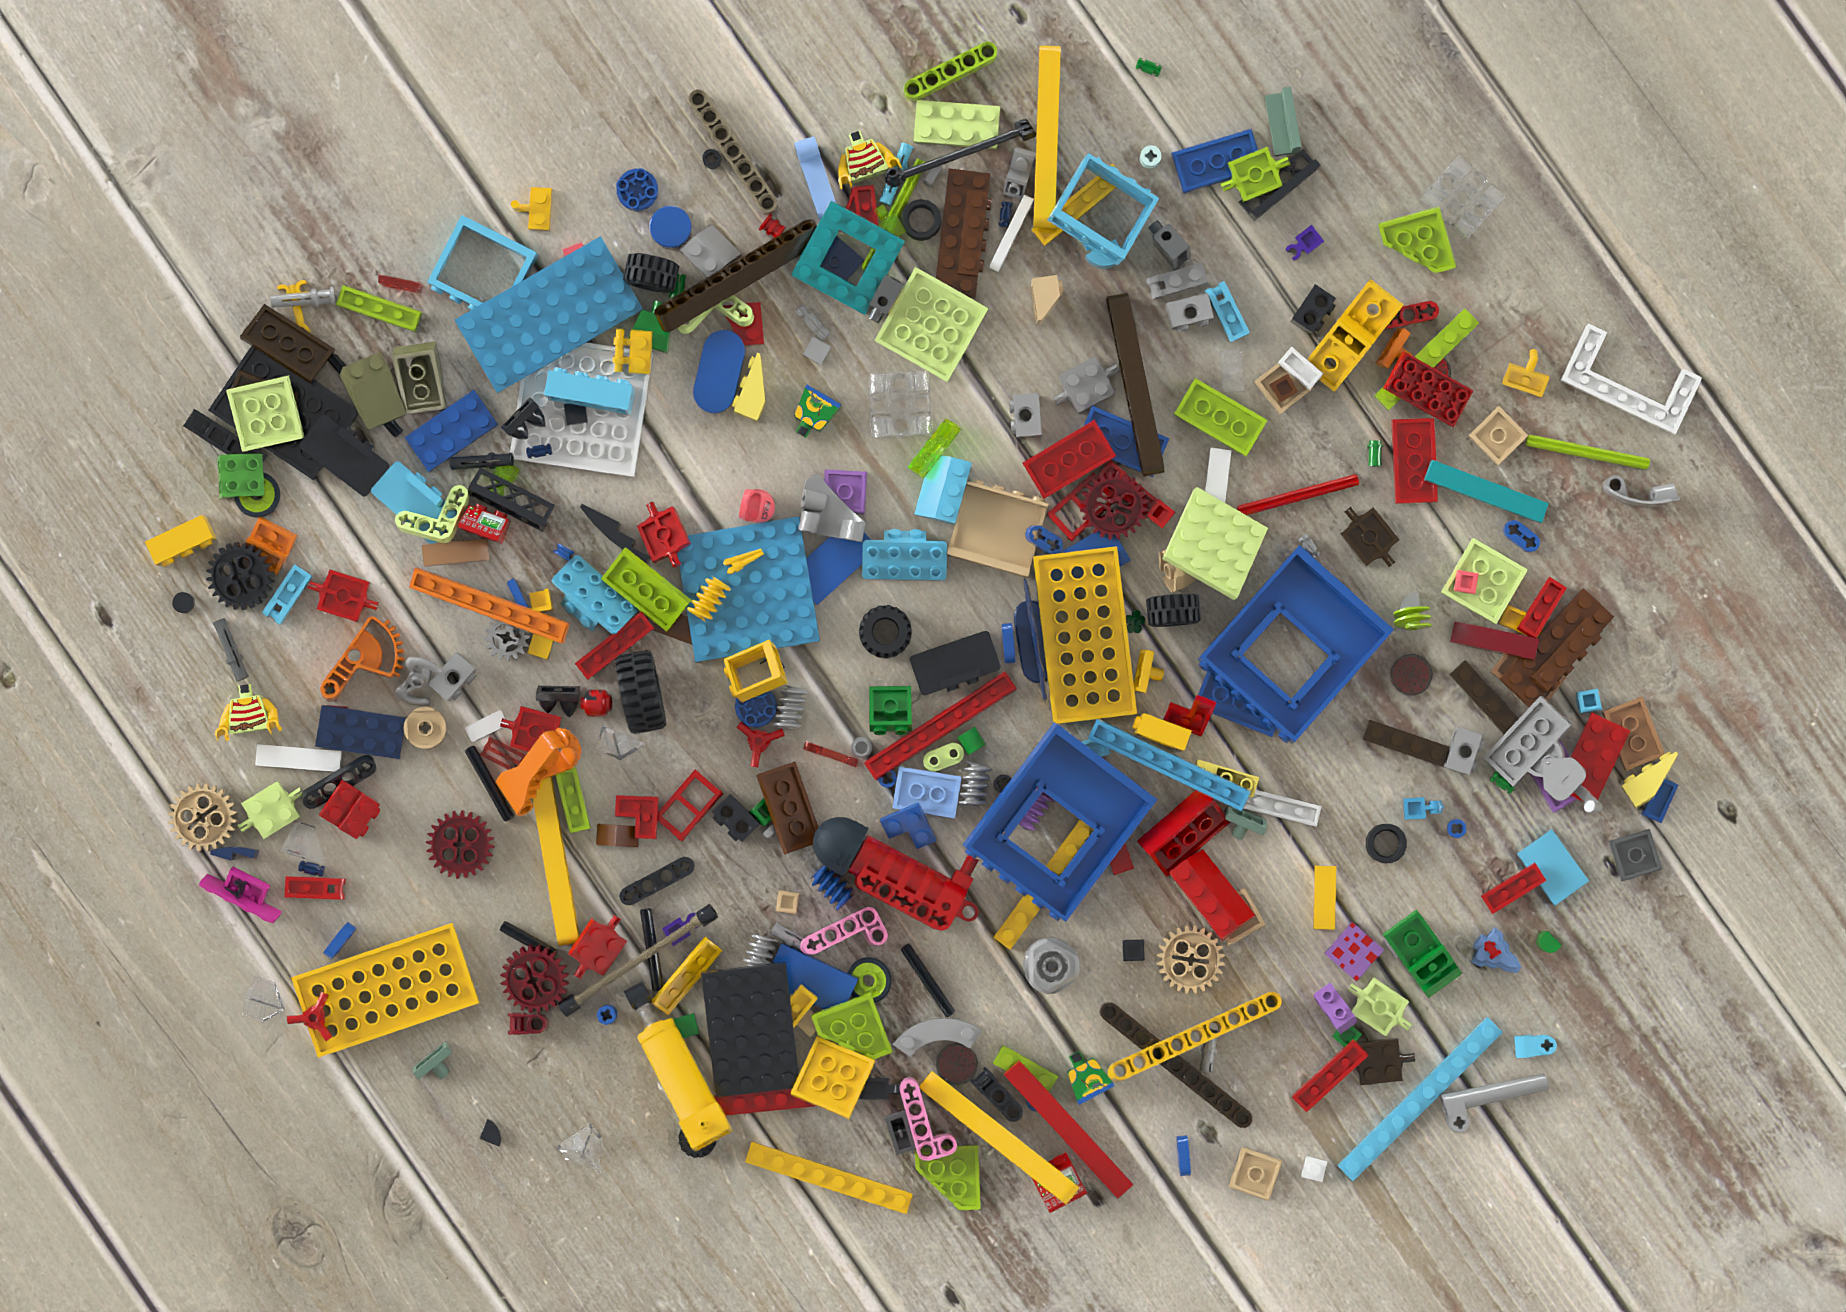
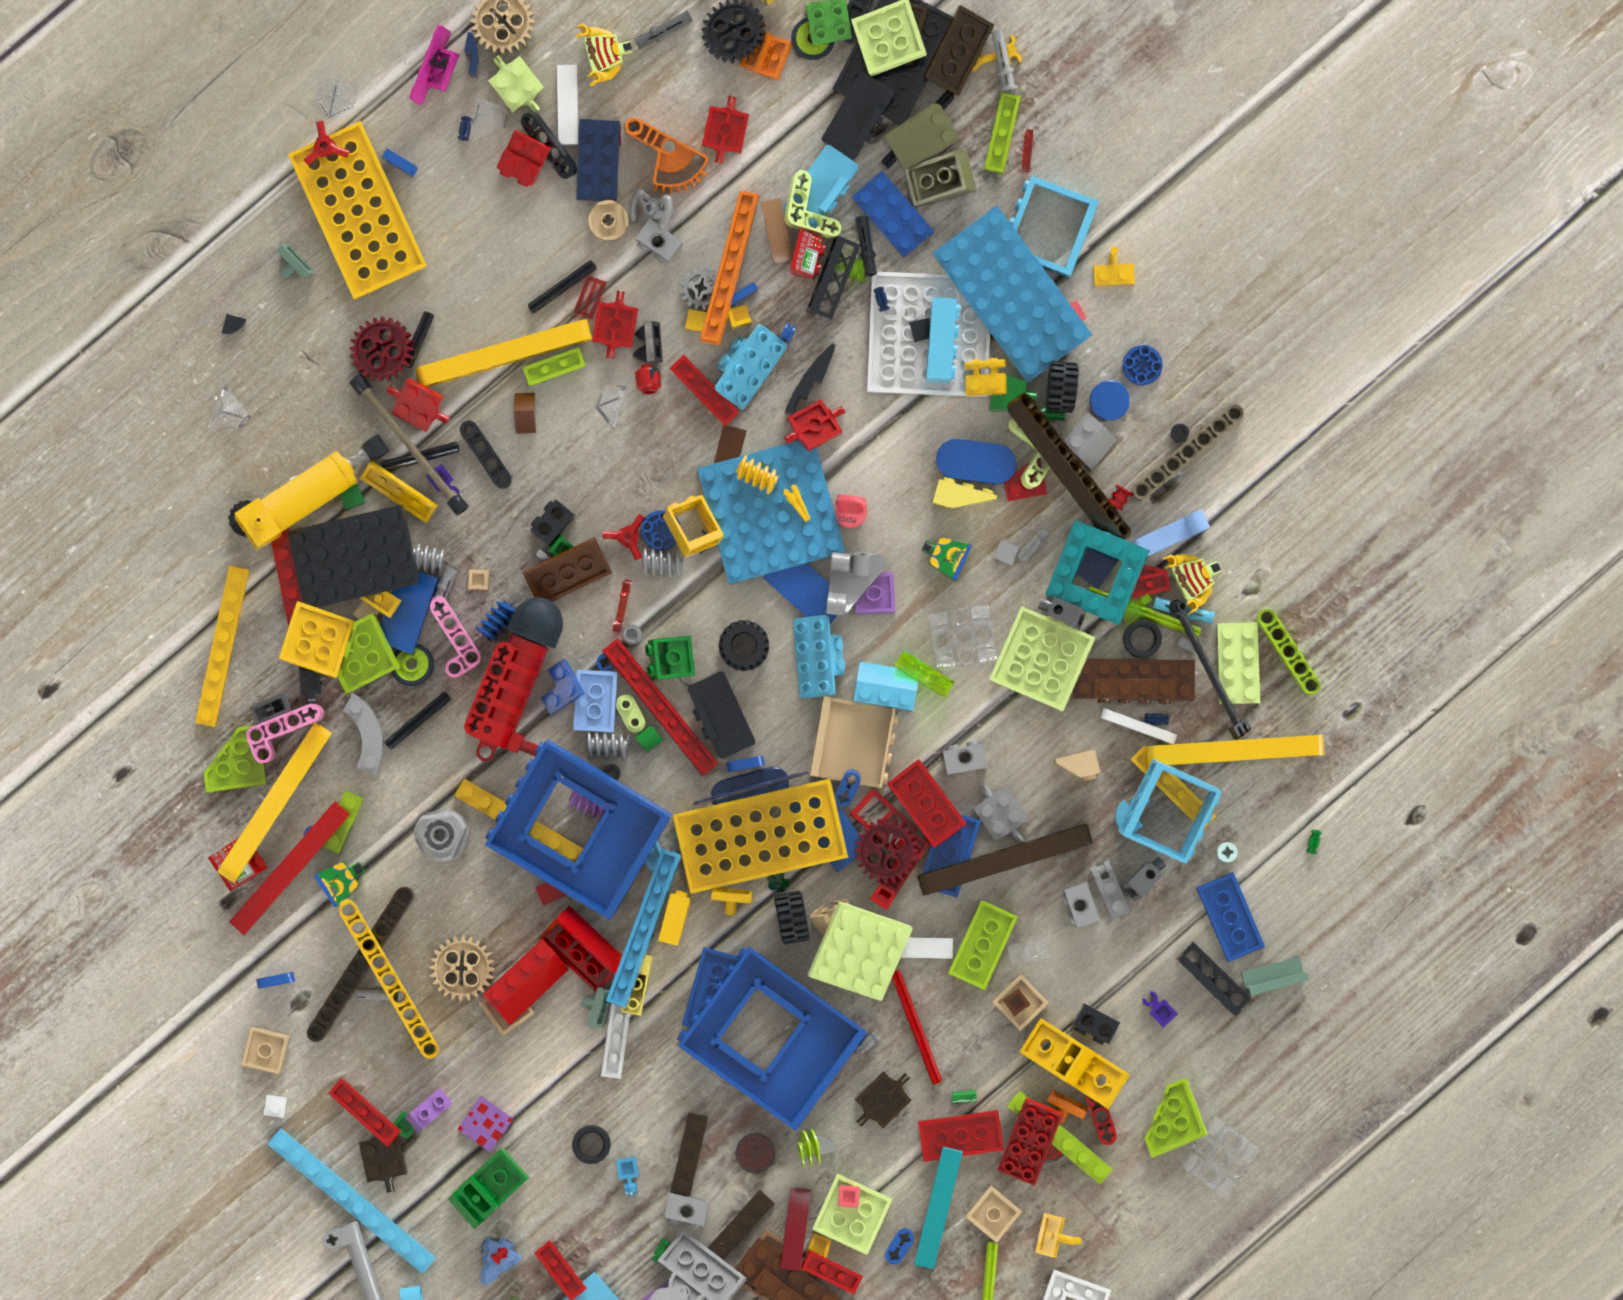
camera: 90 degrees right, 0 degrees up
(287, 594) = (721, 77): medium azure plate -> none
(313, 887) = (446, 132): red plate -> none
(440, 843) = (501, 283): dark red gear -> none
(485, 726) = (616, 276): white sticker -> none
(522, 1023) = (339, 342): dark red piece -> none
(529, 412) = (917, 284): black tile -> none
(540, 763) = (592, 340): orange arm -> none
(613, 1012) = (358, 426): blue bush -> none
(640, 692) = (661, 419): black tyre -> none
(644, 810) = (551, 435): red plate -> none
(646, 589) = (760, 414): lime plate -> none
(699, 814) = (568, 465): red window -> none
(956, 1064) = (341, 756): clear smoke tile -> none
(991, 1085) = (324, 792): black piece -> none
(1019, 173) = (1197, 727): light grey slope -> none
(1133, 950) = (465, 913): black tile -> none
(1194, 718) = (690, 947): red plate -> none
(1227, 312) = (1084, 941): medium azure plate -> none
(1255, 174) = (1220, 954): lime plate -> none
(1300, 368) = (1037, 1016): white tile -> none
(1324, 897) = (534, 1090): yellow tile -> none
(1379, 1006) = (435, 1153): yellowish green plate -> none
(1456, 821) = (606, 1211): blue bush -> none

